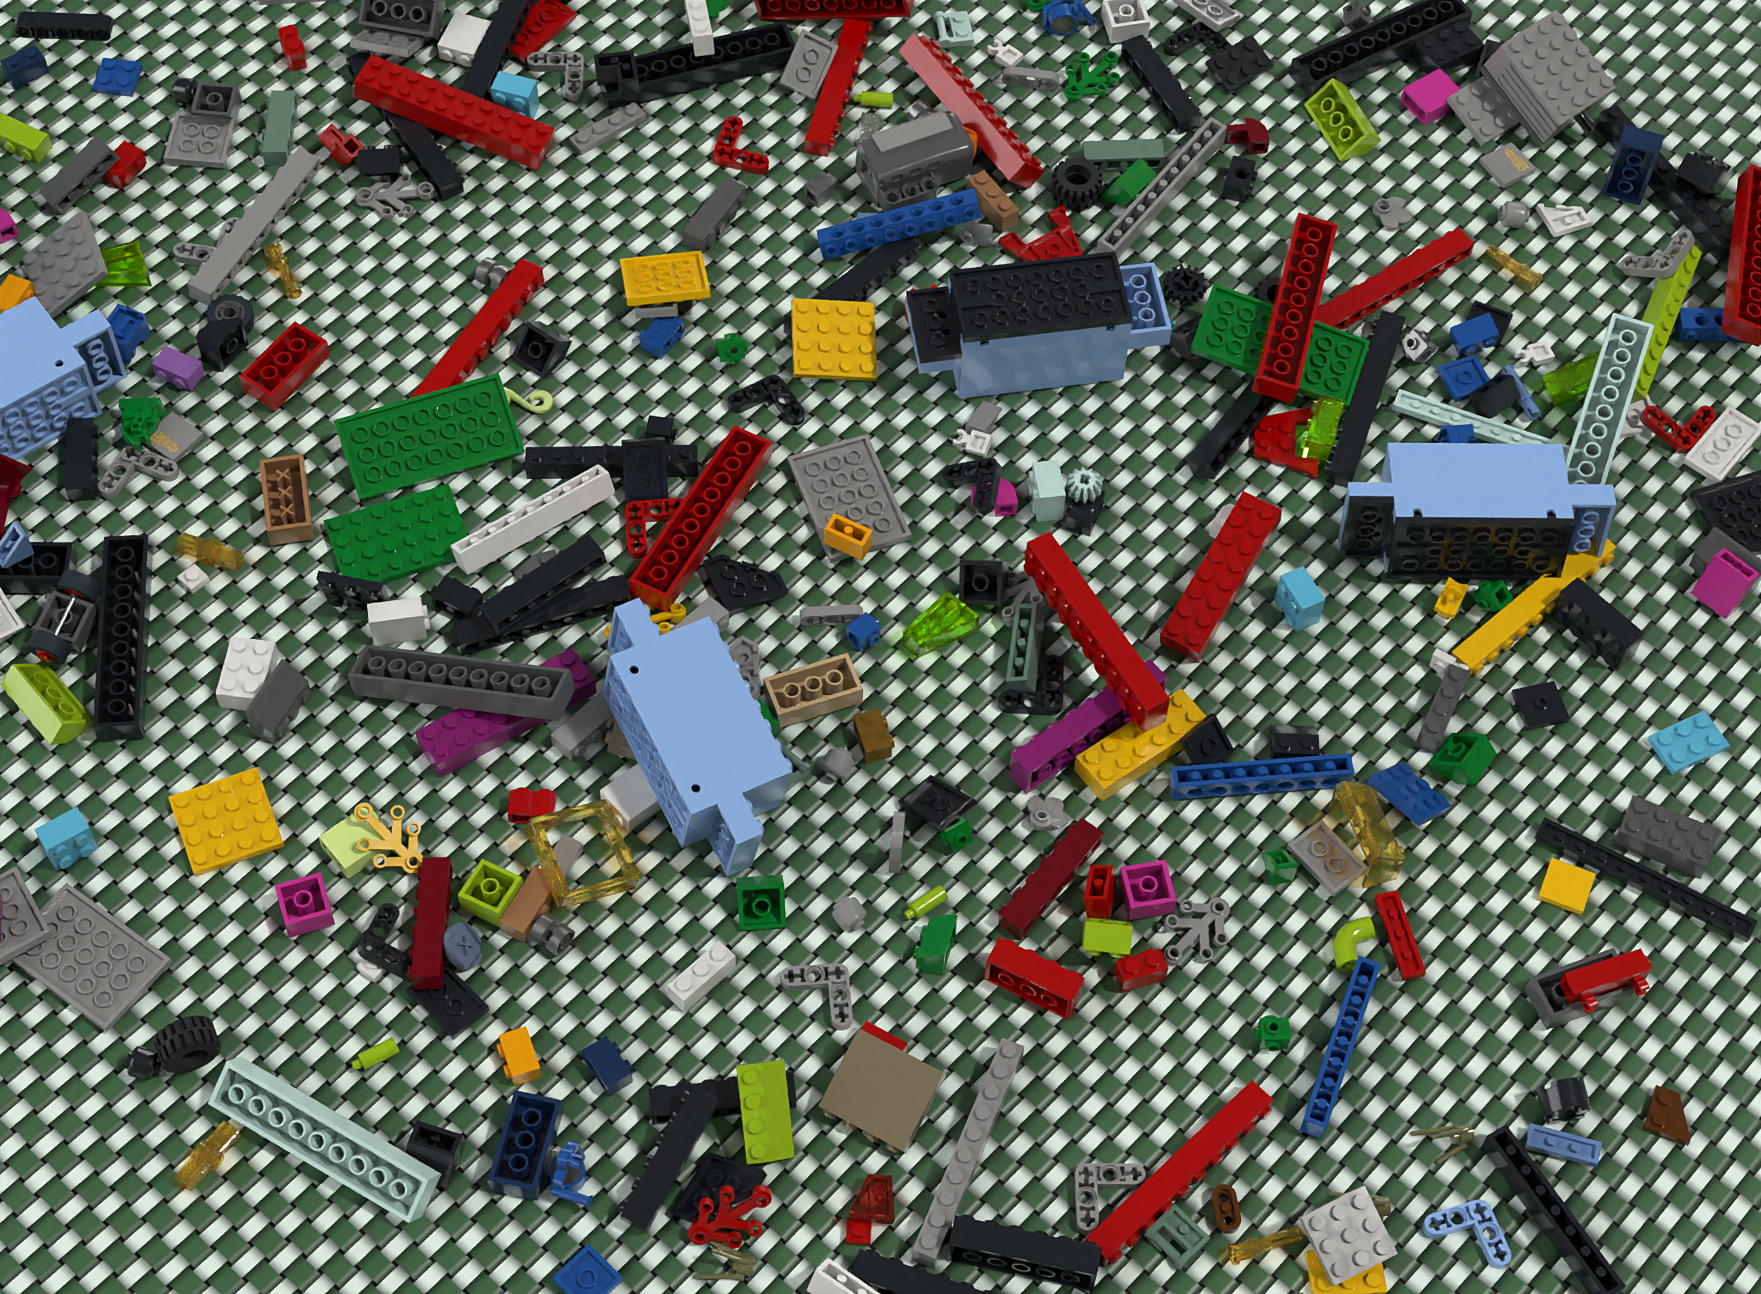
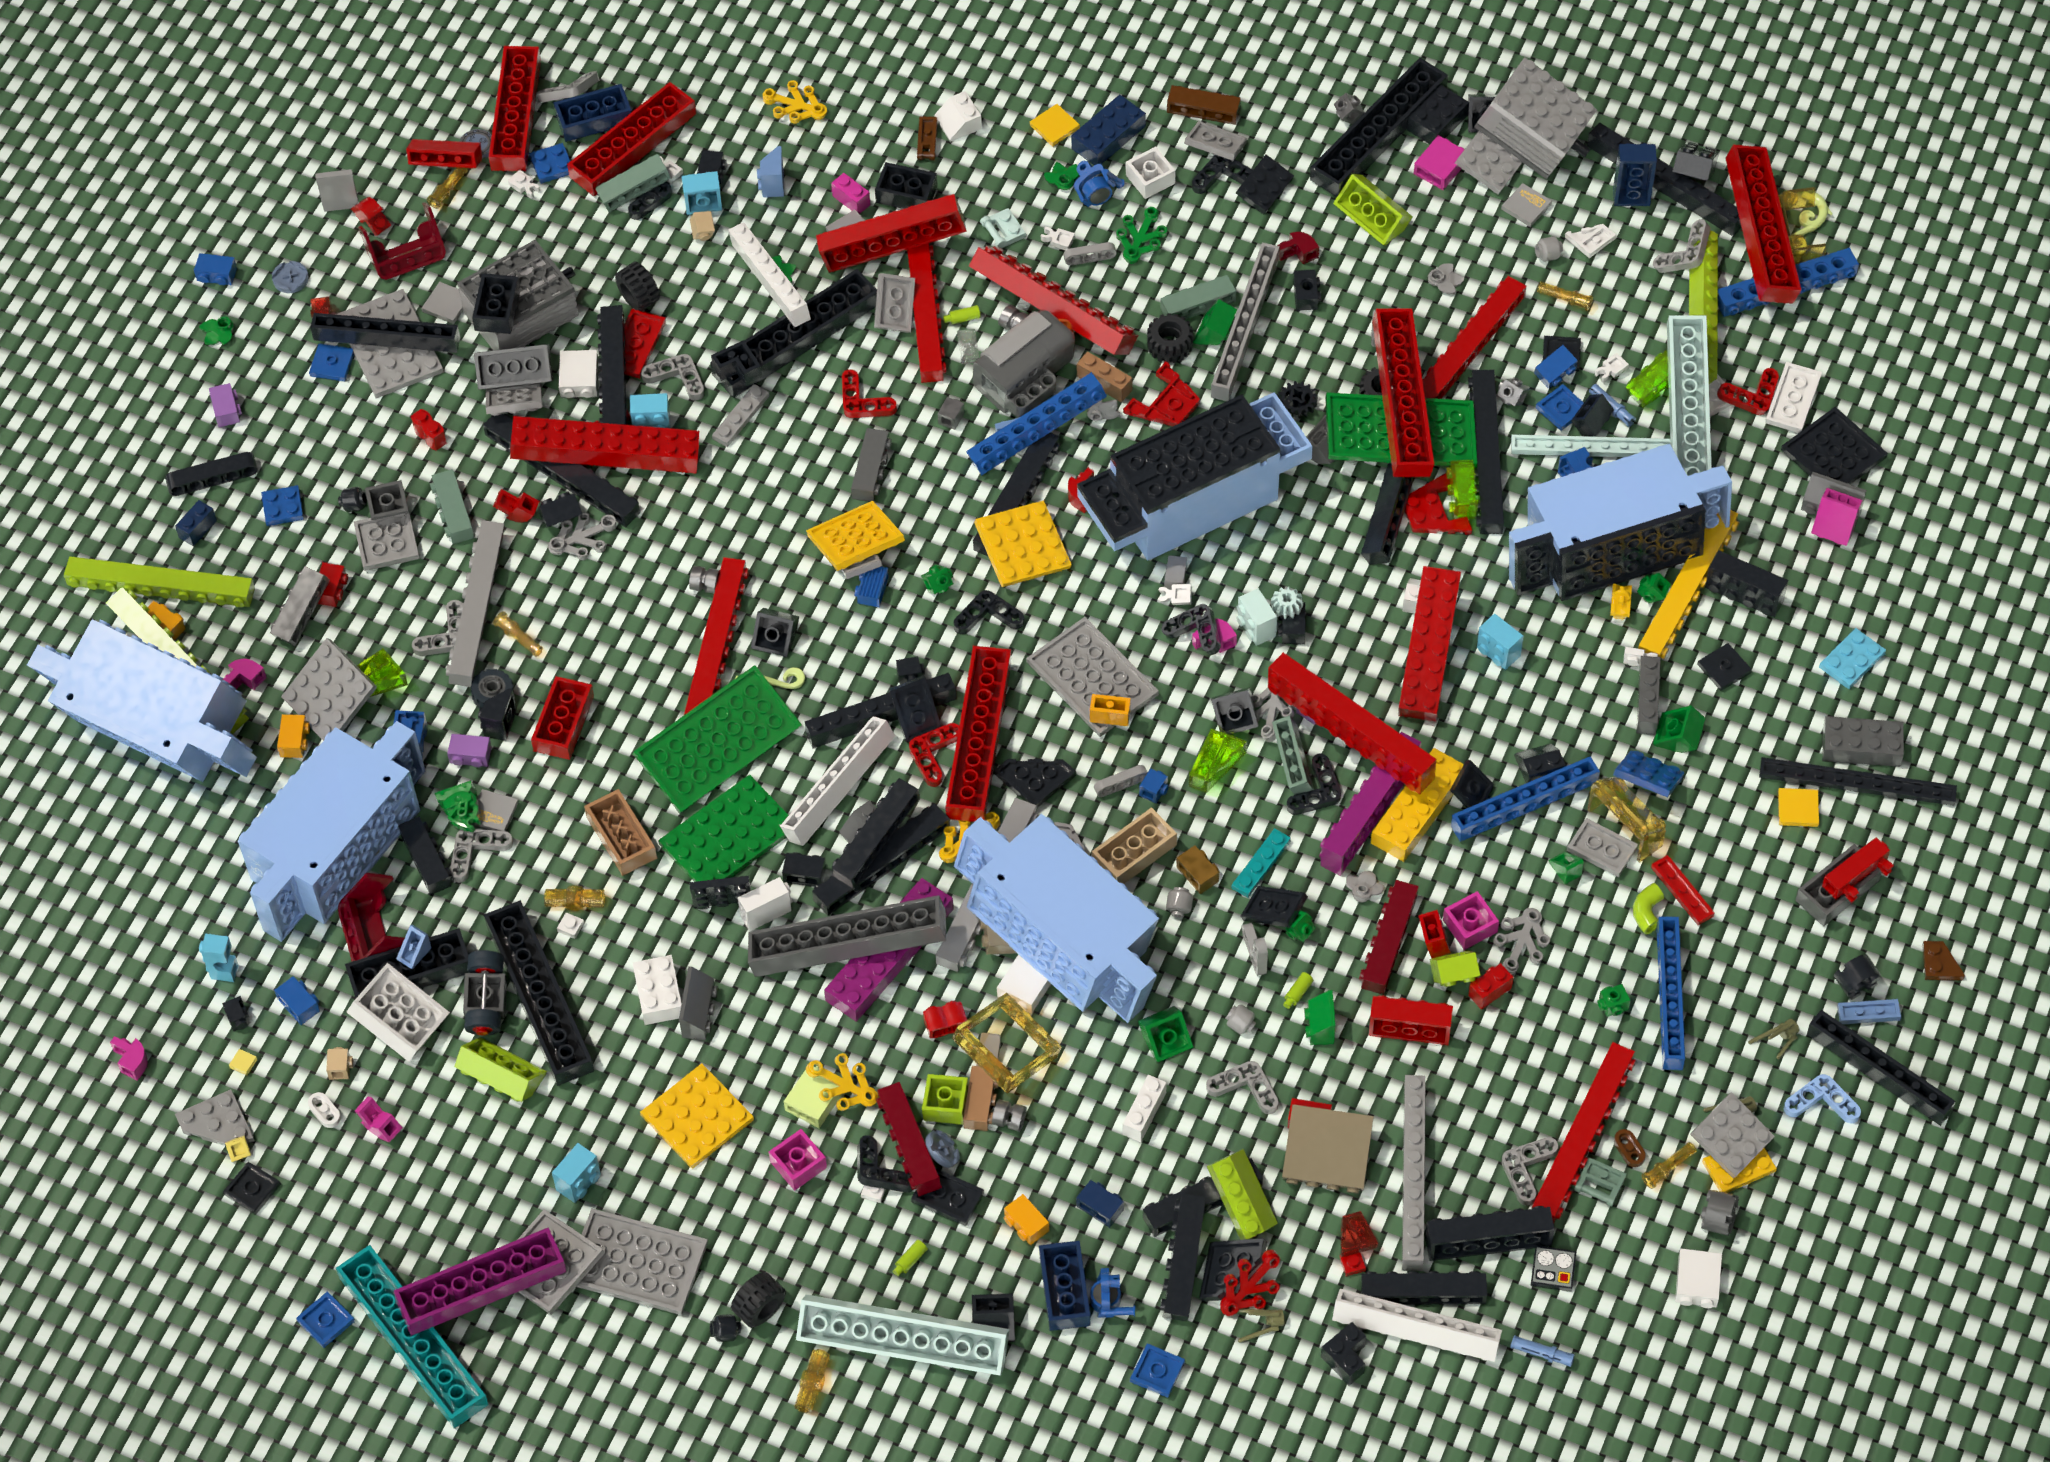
camera: 15 degrees left, 0 degrees up
(945, 751) = (1261, 863): none -> teal plate
(1161, 84) = (1204, 223): black brick -> none

